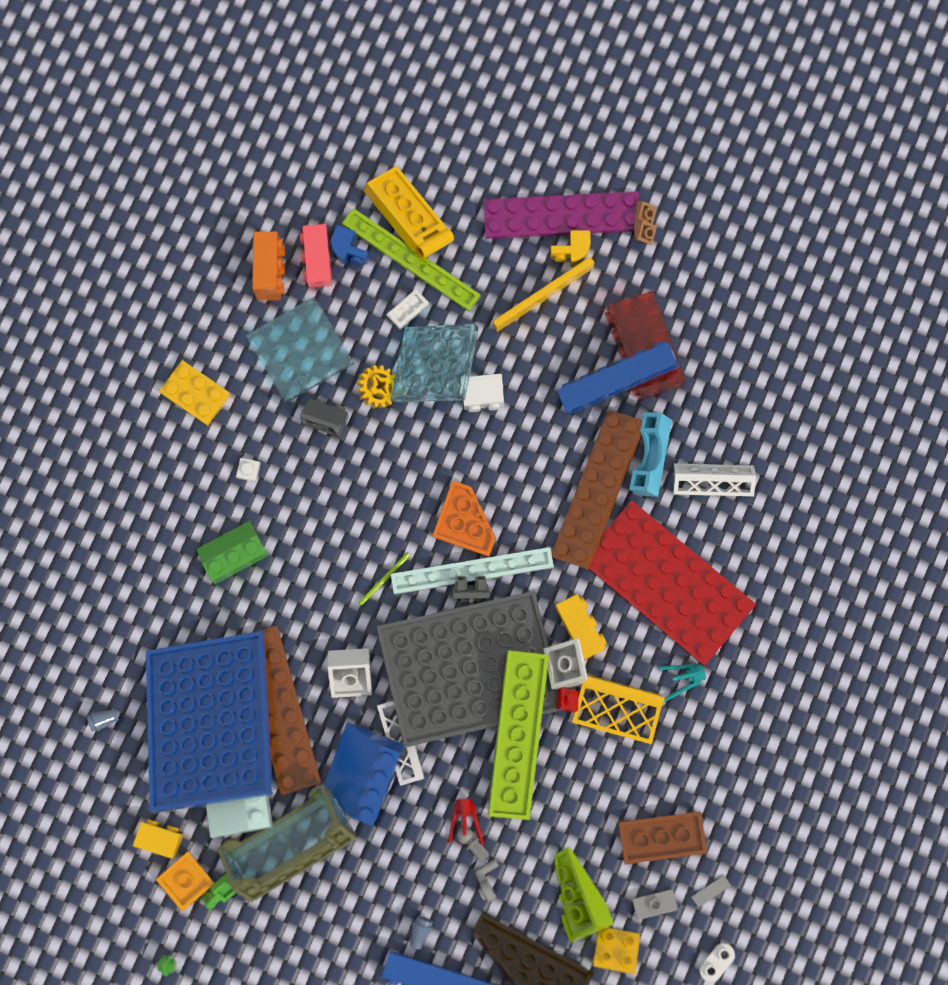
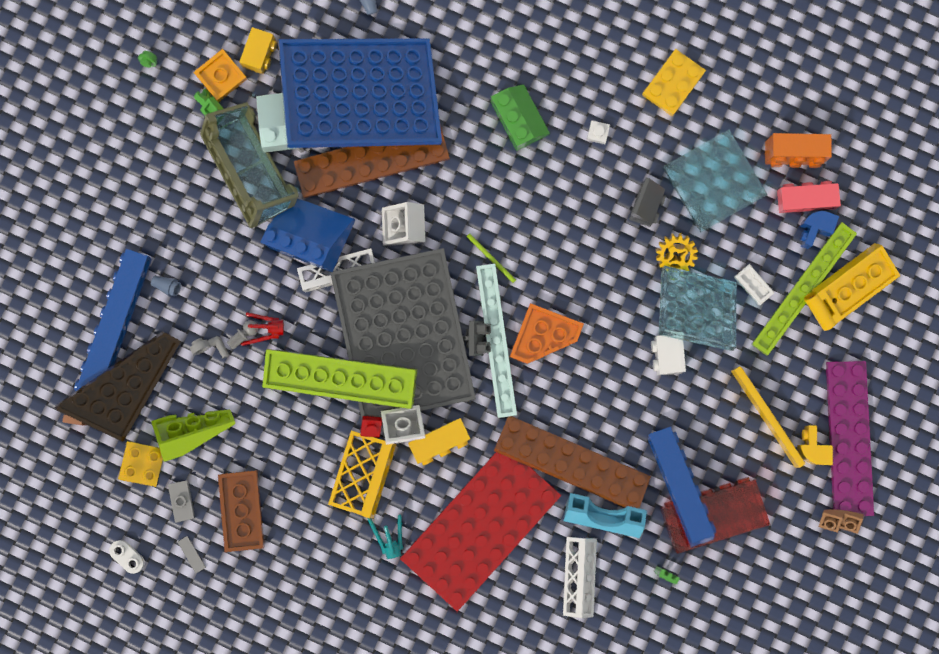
camera: 90 degrees right, 5 degrees up
(708, 391) = (666, 575): none -> bright green tile

